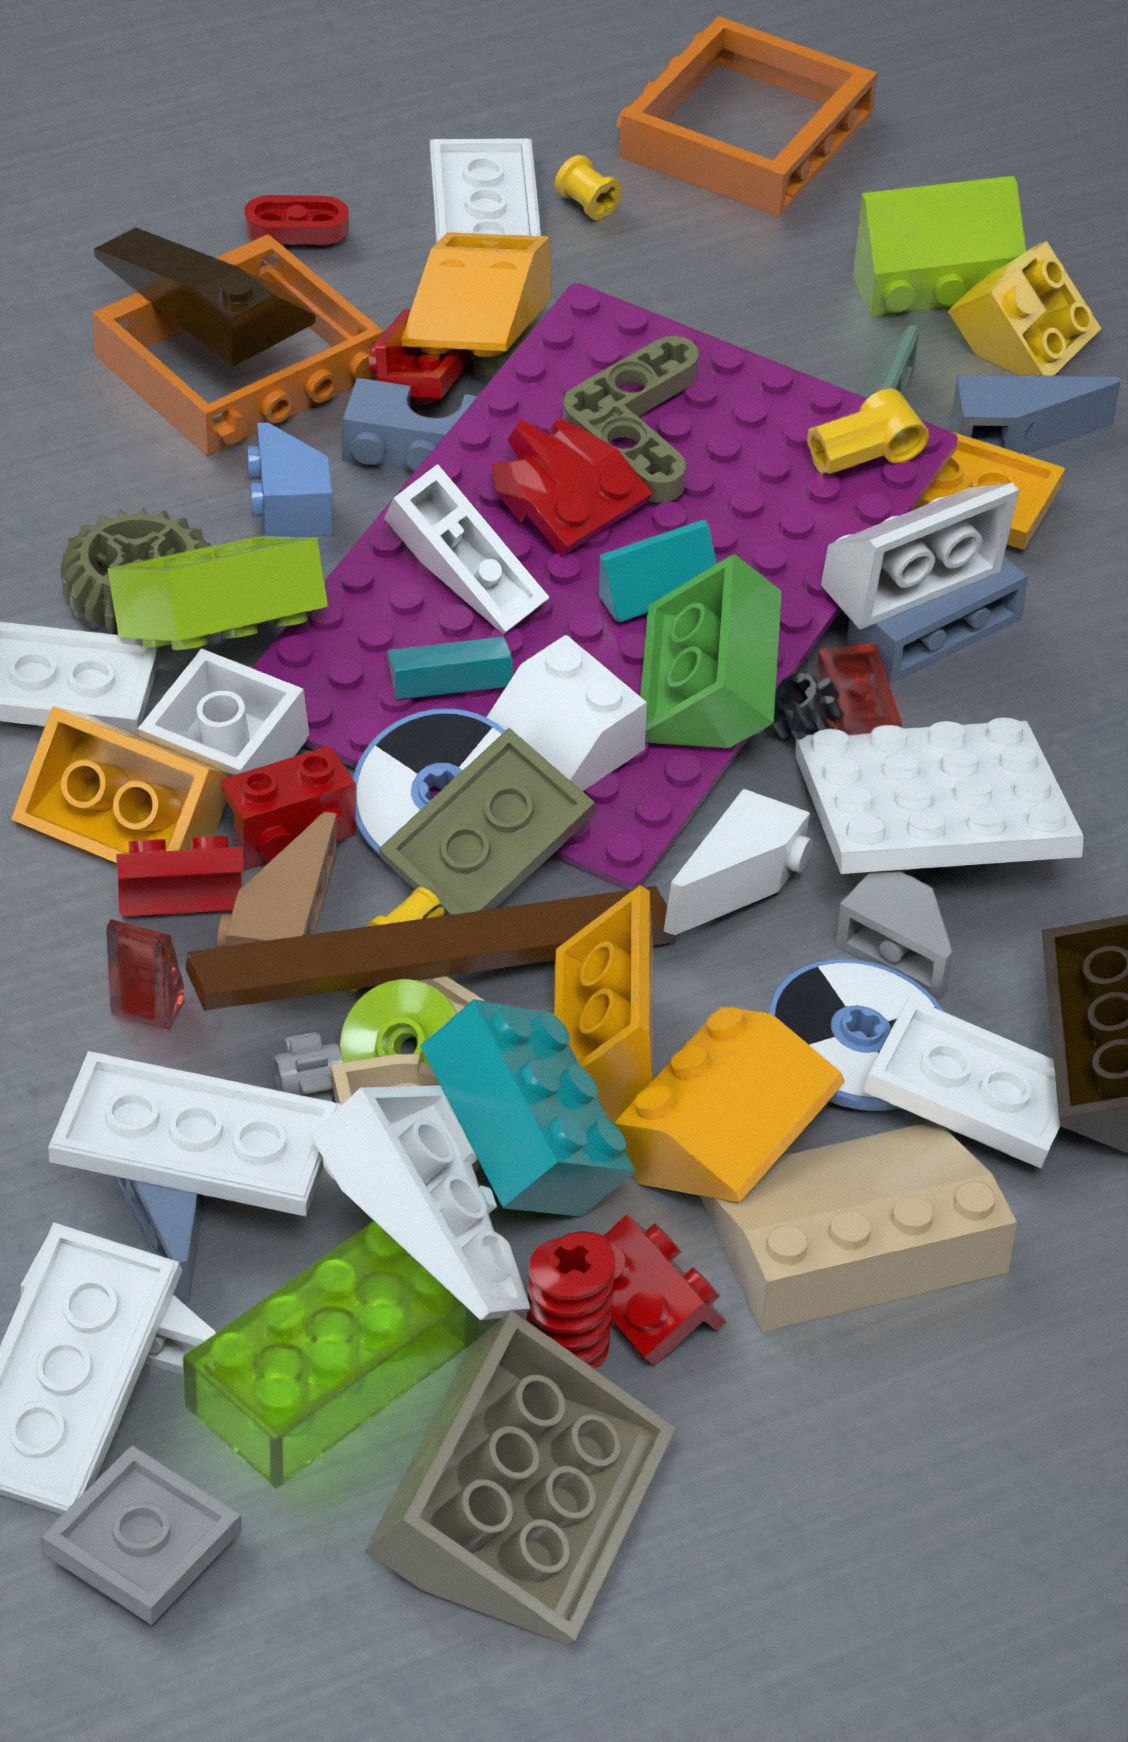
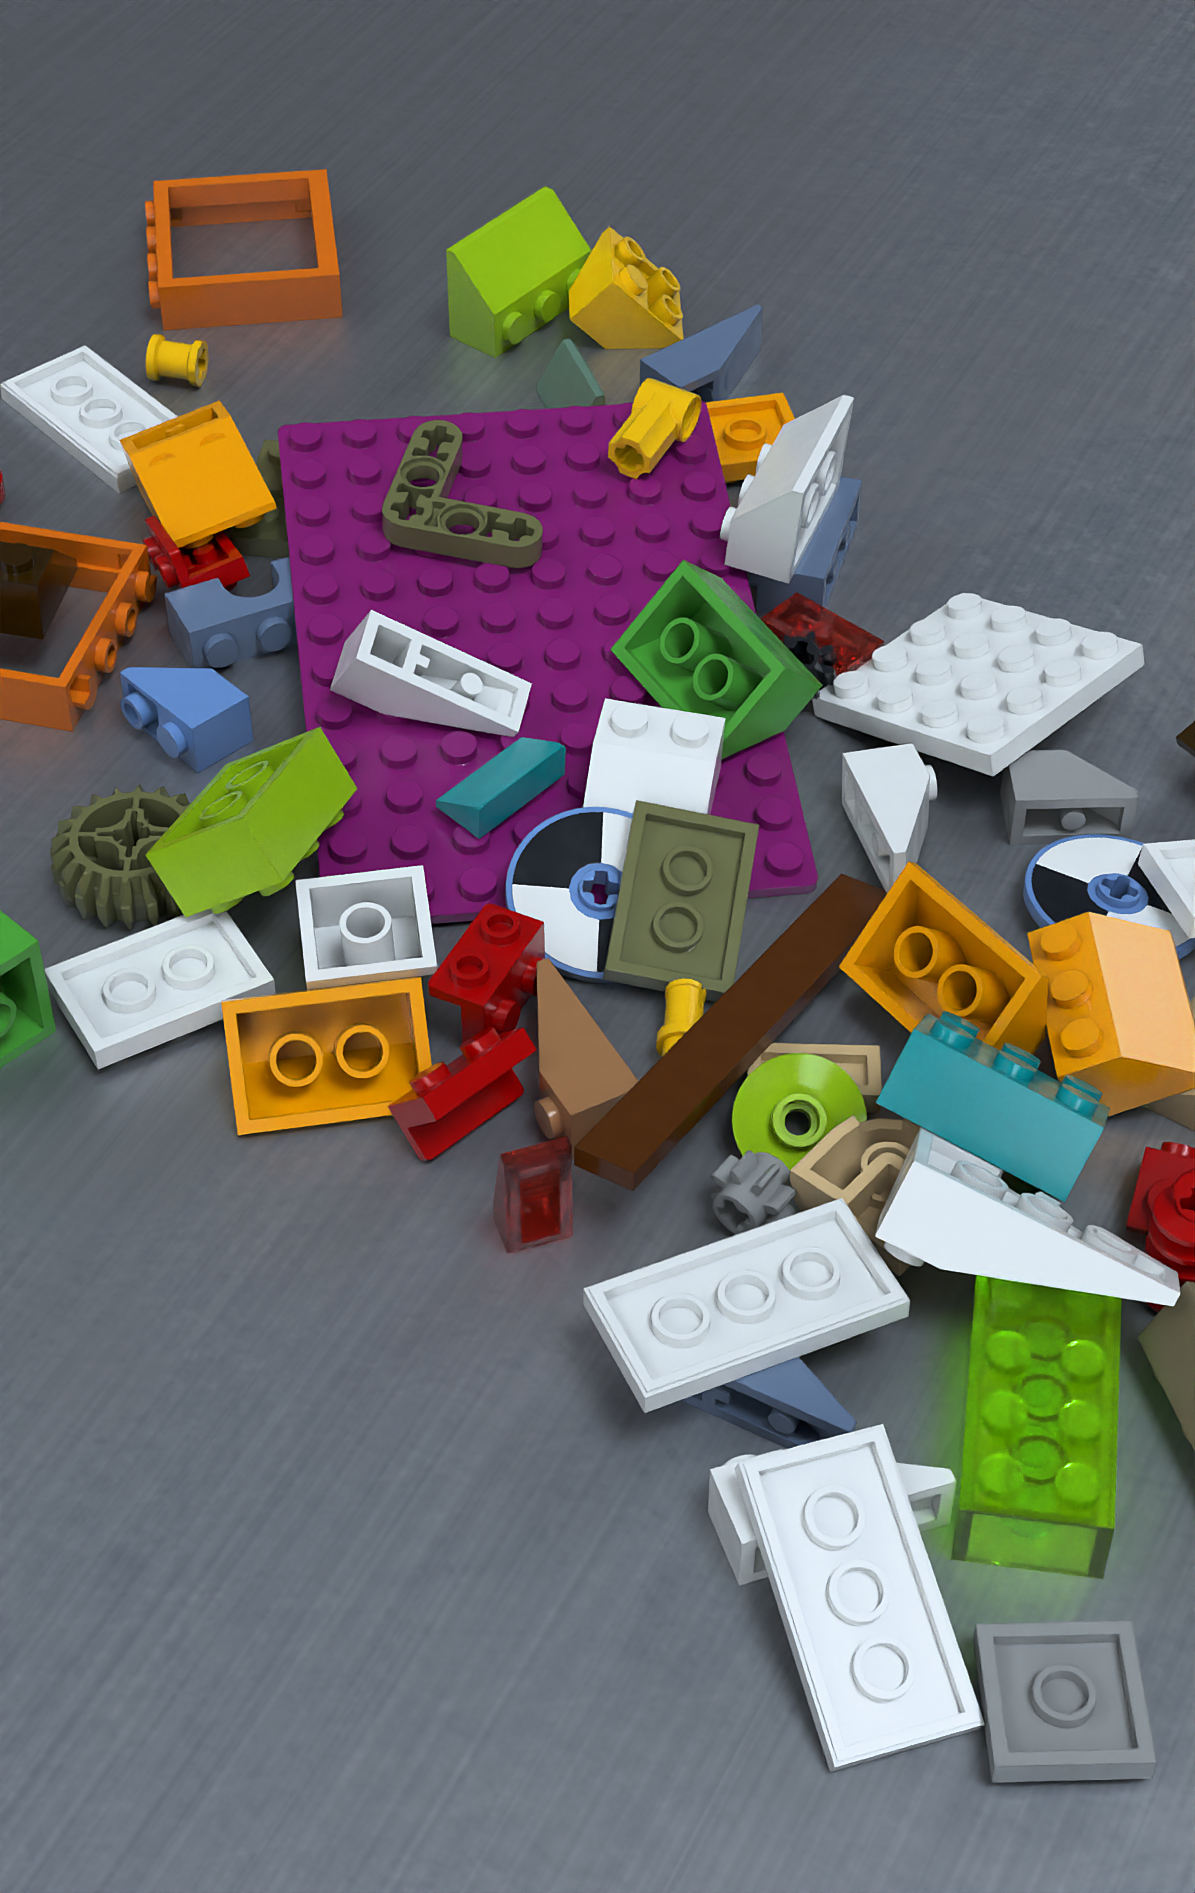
camera: 35 degrees left, 0 degrees up
(567, 483) = (451, 582): red plate -> none
(652, 568) = (599, 617): teal slope -> none

